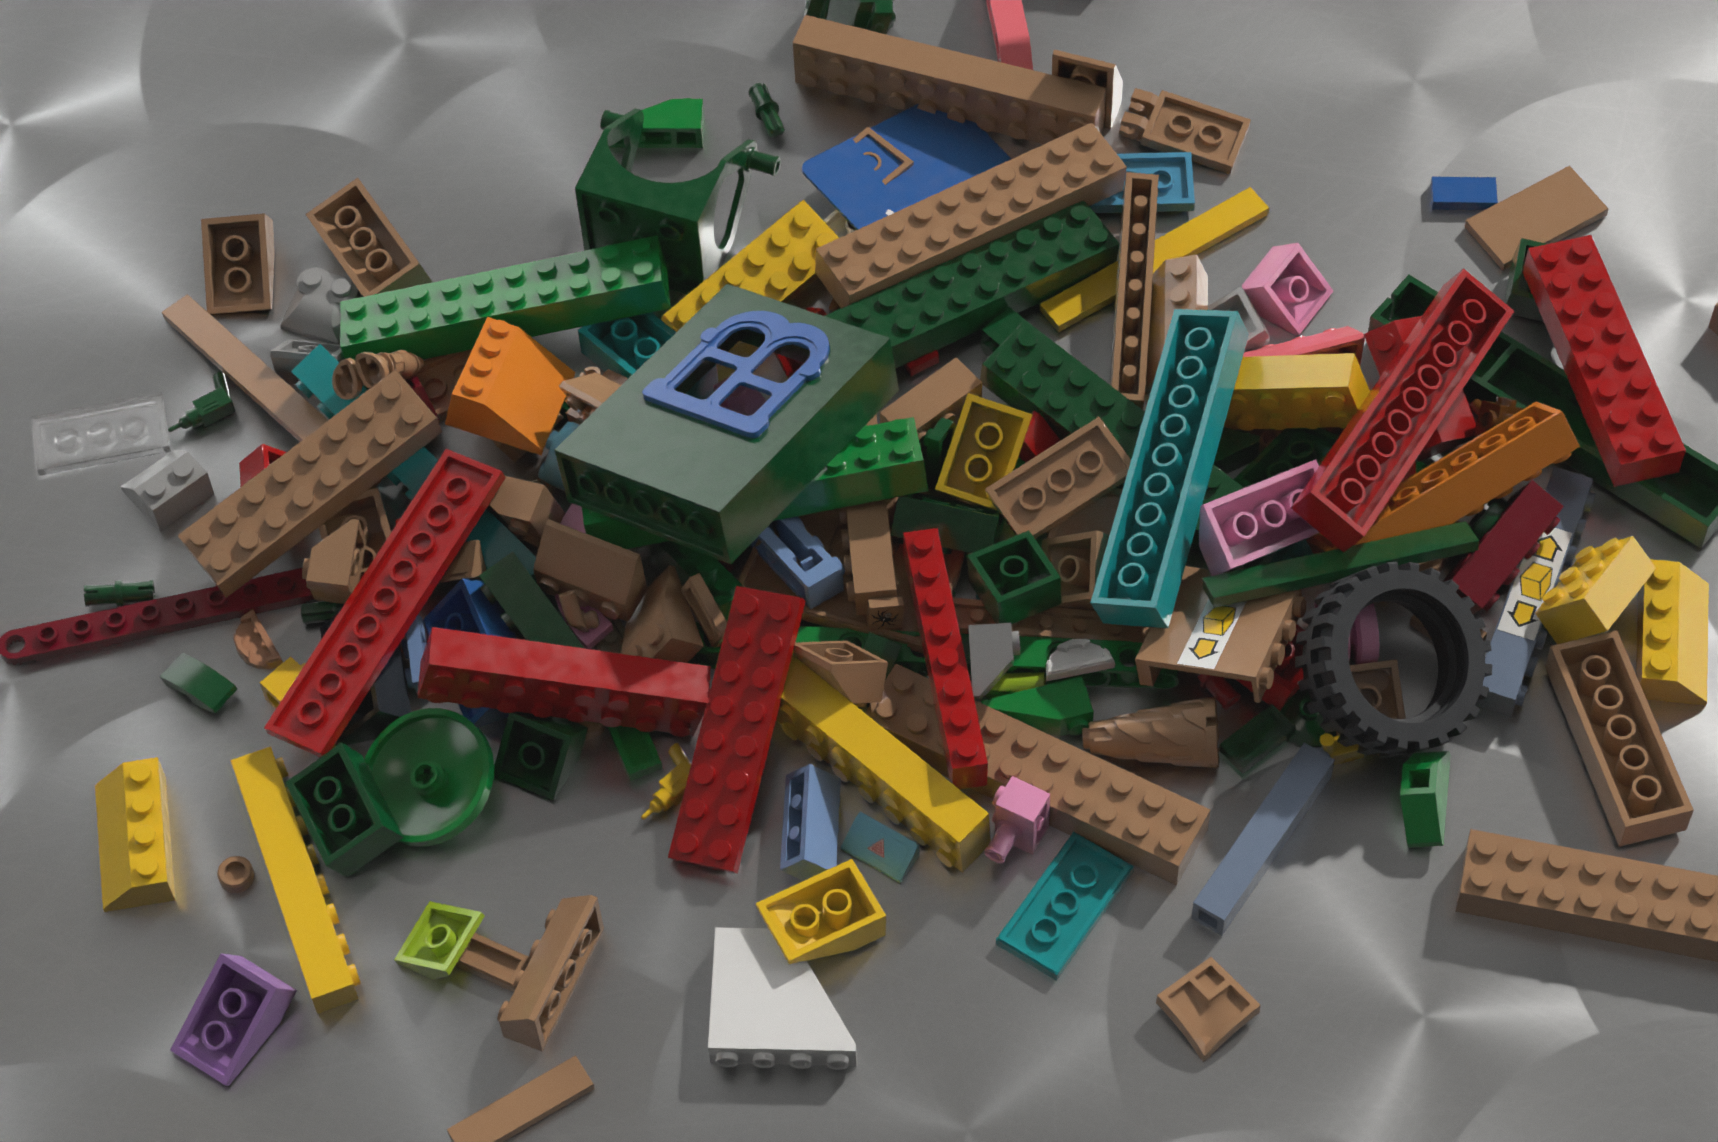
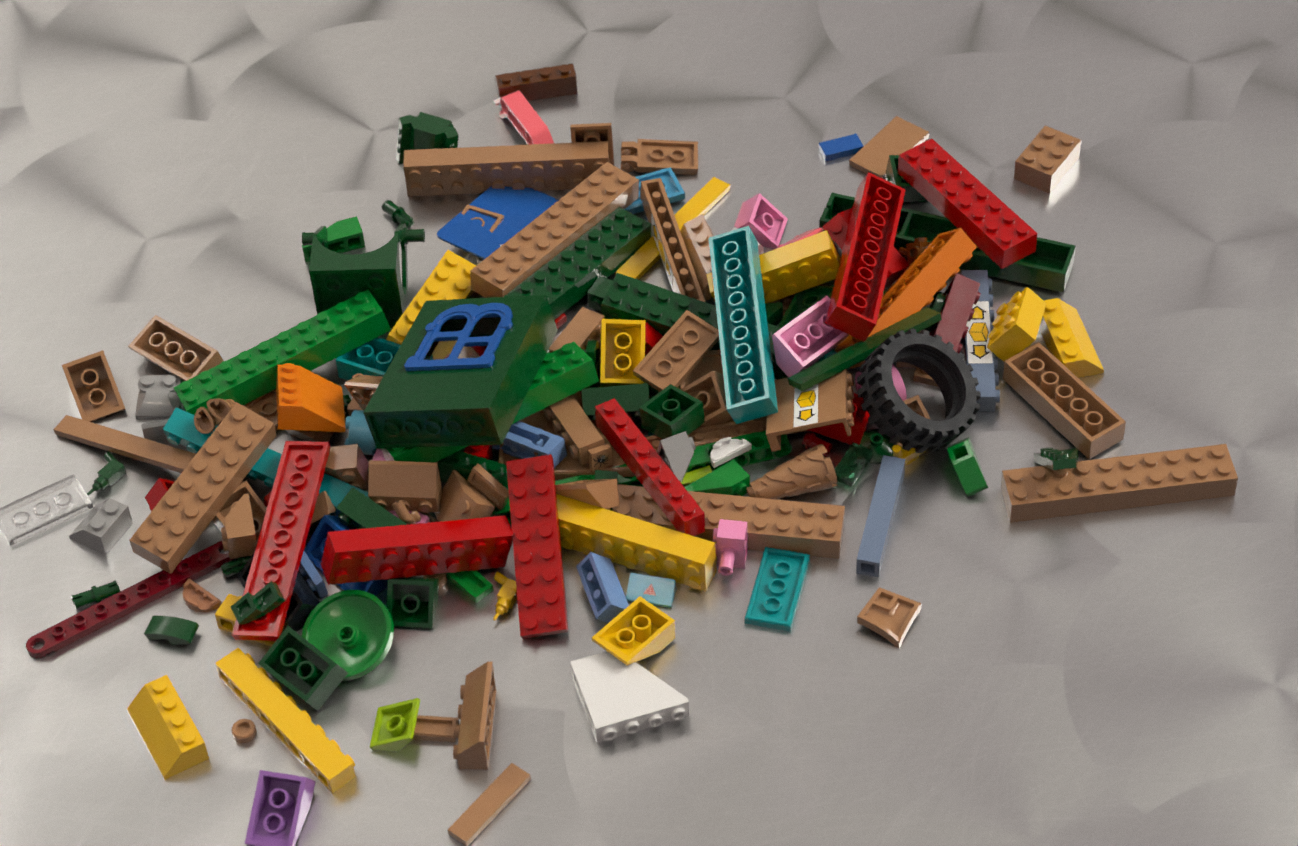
camera: 20 degrees left, 10 degrees down
(312, 696) = (255, 606): none -> dark green slope
(1565, 839) = (1057, 459): none -> dark green wing

